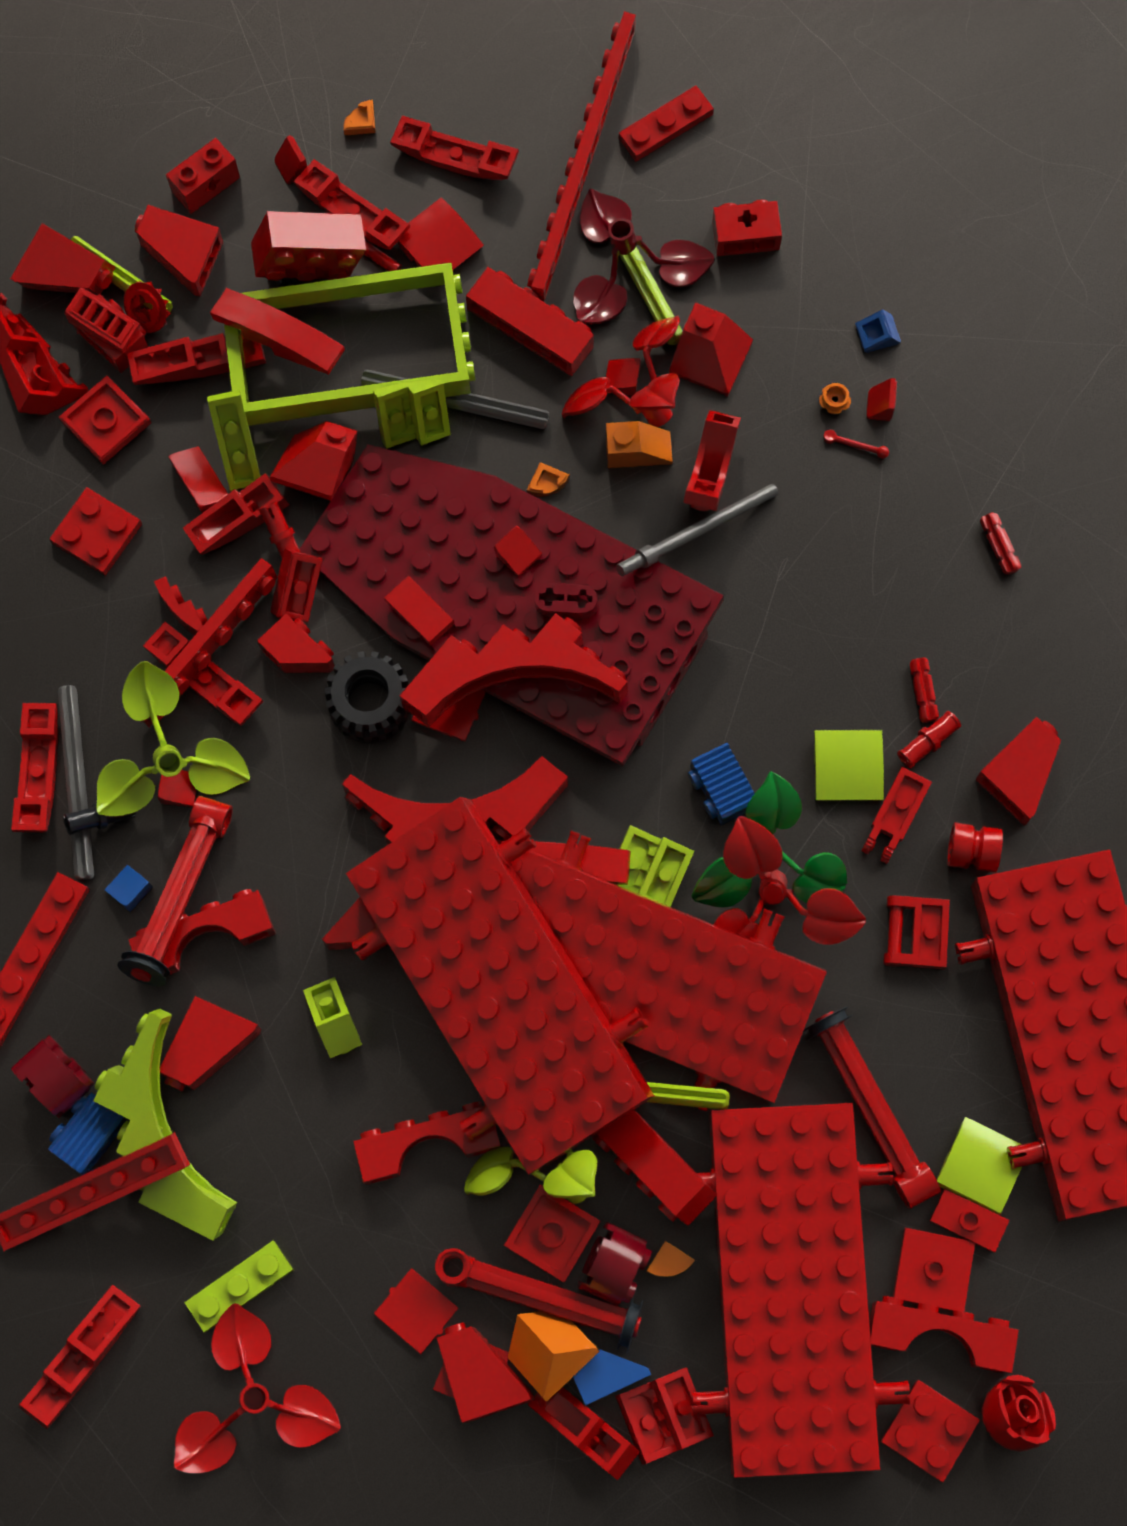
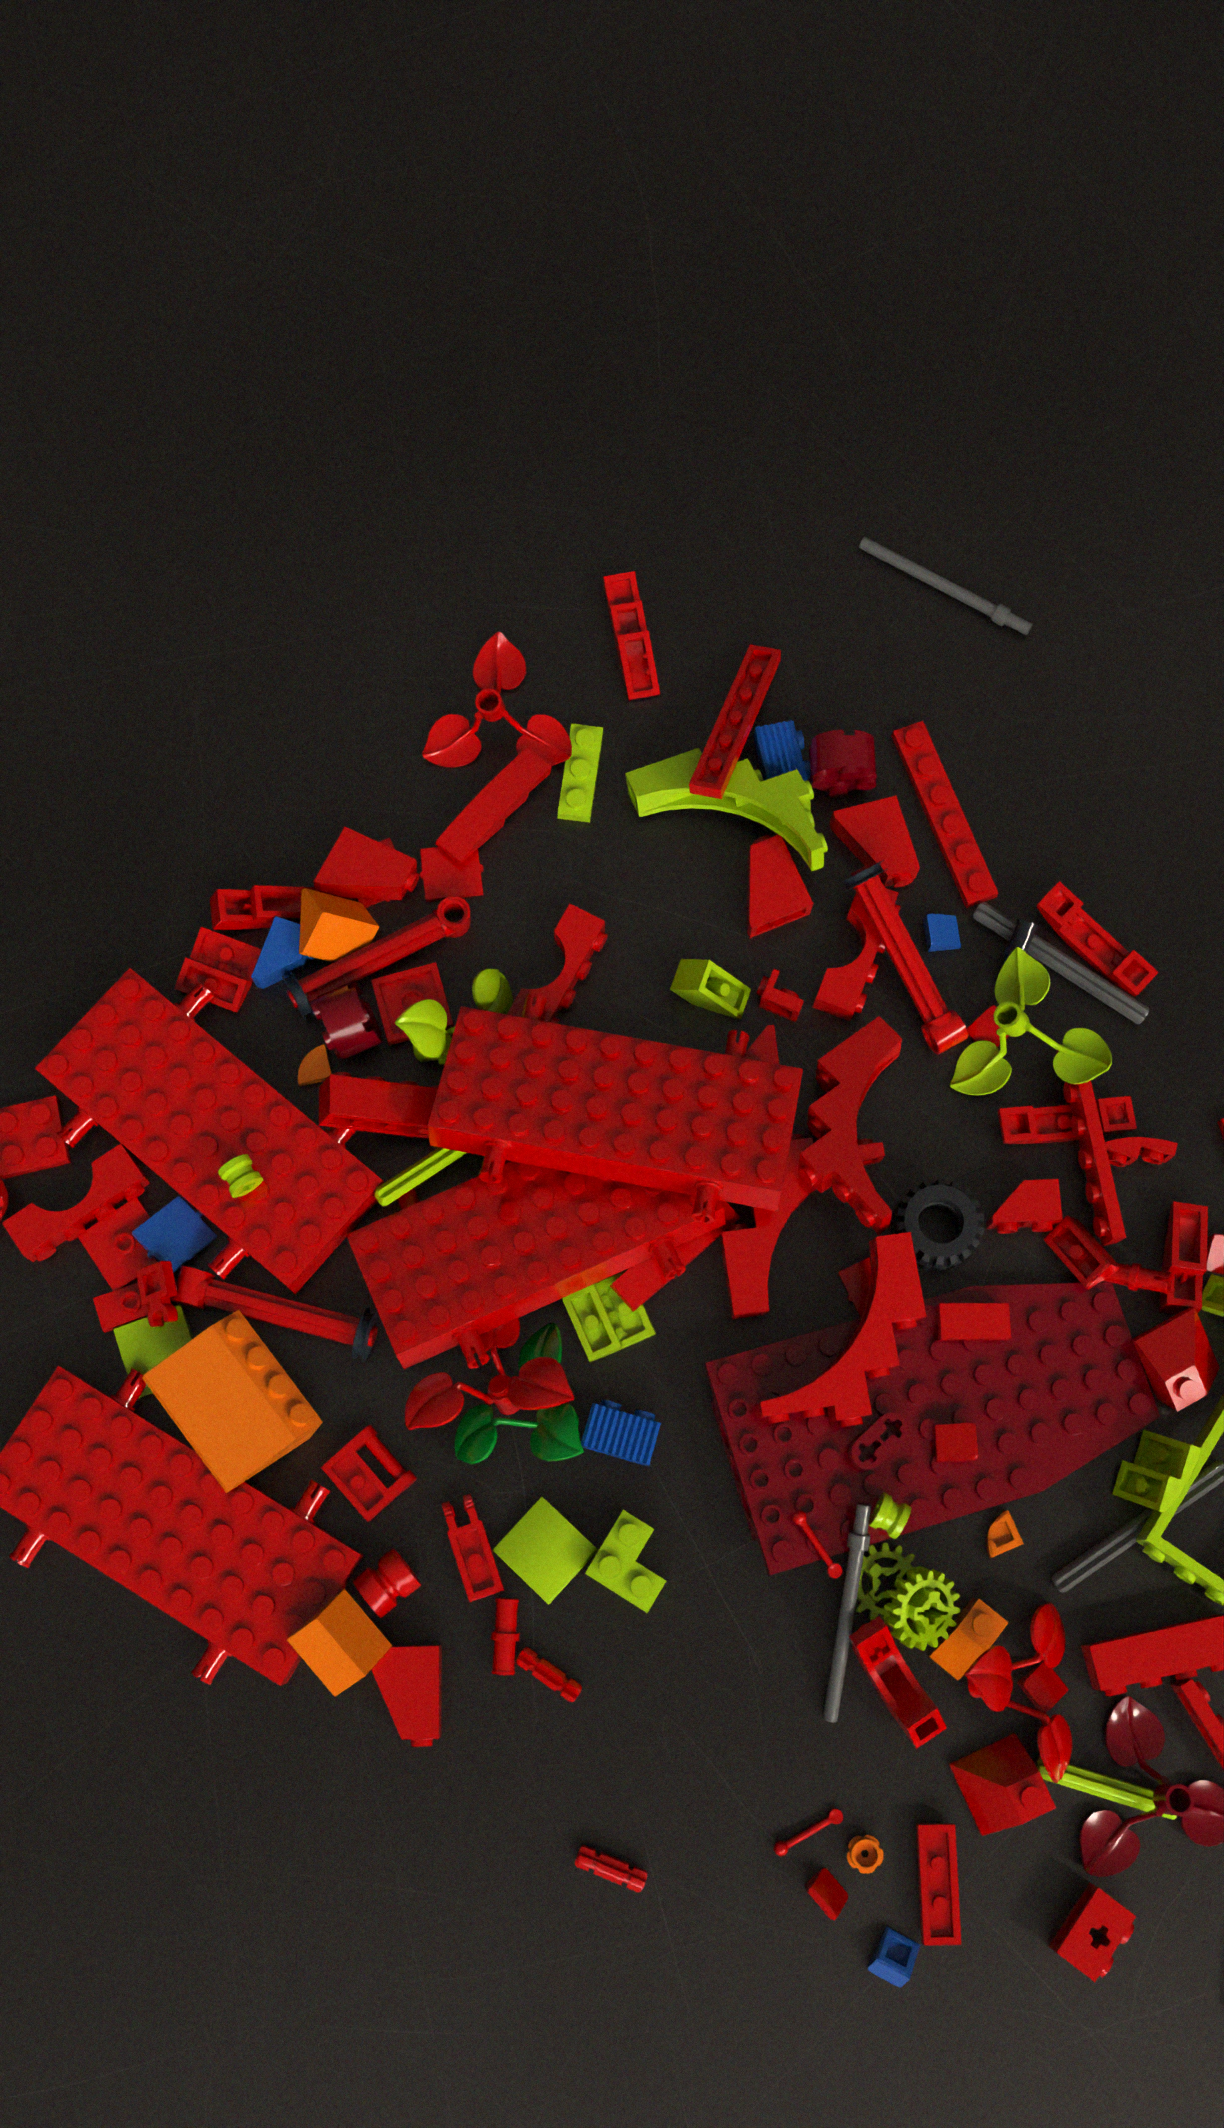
camera: 130 degrees right, 0 degrees up
(92, 996) = (879, 833): none -> red slope
(292, 954) = (780, 1002): none -> red bracket
(332, 1325) = (493, 805): none -> red slope
(357, 828) = (835, 1158): none -> red arch
(610, 548) = (889, 1515): none -> lime wheel
(639, 524) = (873, 1570): none -> lime gear
(650, 482) = (922, 1608): none -> lime gear
(680, 557) = (833, 1569): none -> red hinge
(808, 340) = (938, 1884): none -> red plate
(810, 706) = (617, 1565): none -> lime brick
(811, 1212) = (240, 1175): none -> lime wheel
(893, 1238) = (174, 1234): none -> blue piece
(942, 1204) = (156, 1288): none -> red plate
(965, 1068) = (232, 1401): none -> orange slope
(1045, 831) = (340, 1643): none -> orange slope

